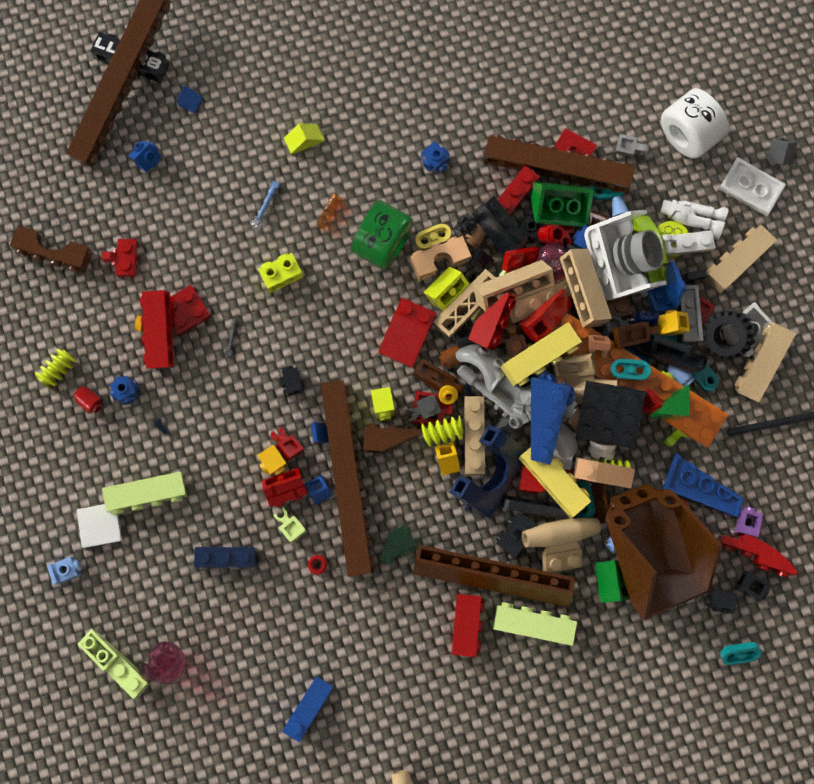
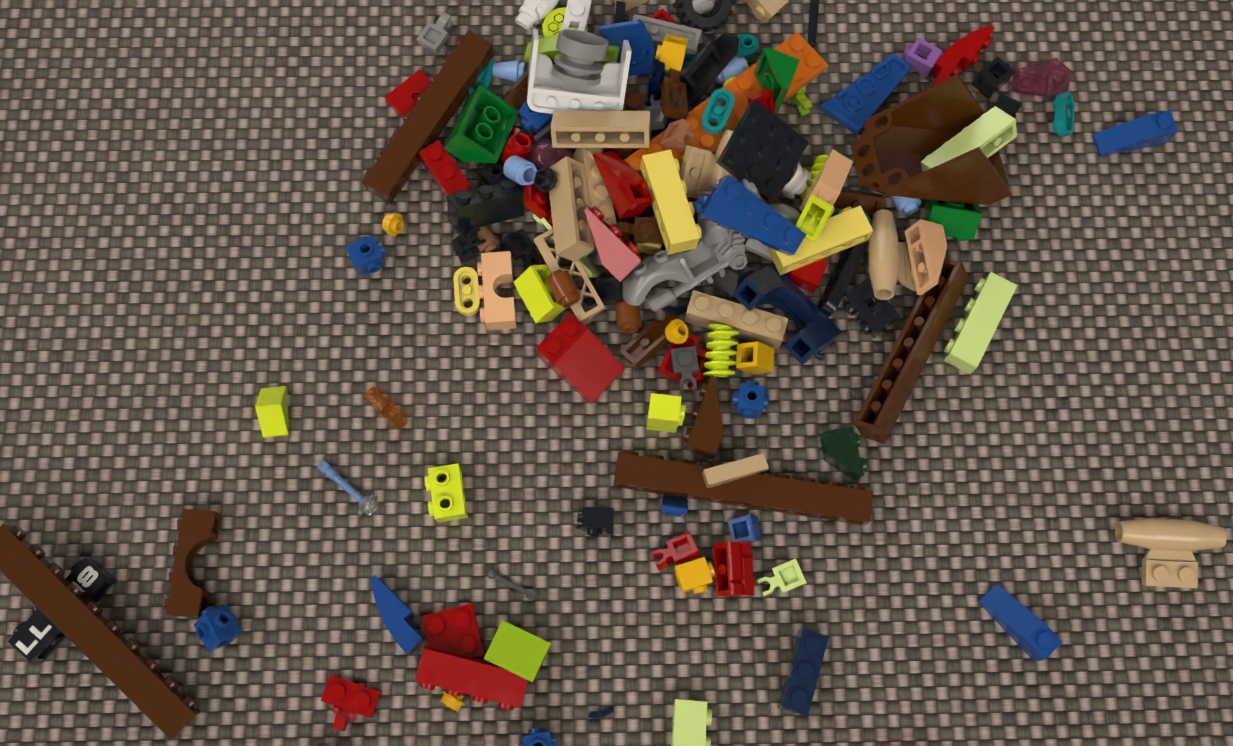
camera: 75 degrees left, 5 degrees down
(161, 129) = (195, 531): none -> reddish brown arch
(184, 354) = (517, 651): none -> lime slope
(186, 267) = (396, 616): none -> blue slope
(189, 99) = (158, 545): blue slope -> none
(312, 560) = (848, 555): red plate -> none
(354, 466) = (734, 470): none -> tan piece
(382, 235) = (448, 344): green piece -> none
(414, 471) = (750, 408): none -> blue brick
(452, 301) = (563, 288): none -> dark orange brick
(467, 168) = (393, 223): none -> yellow plate
(467, 625) = (962, 399): red brick -> none
(530, 260) = (545, 179): none -> black plate
(533, 241) = (520, 170): none -> light blue brick
(565, 466) = (814, 217): none -> neon yellow slope
(577, 565) = (927, 252): none -> light nougat slope
(678, 579) = (988, 132): none -> yellowish green brick
(744, 717) = (1136, 134): none -> blue slope
(765, 626) = (1042, 78): none -> clear pink slope

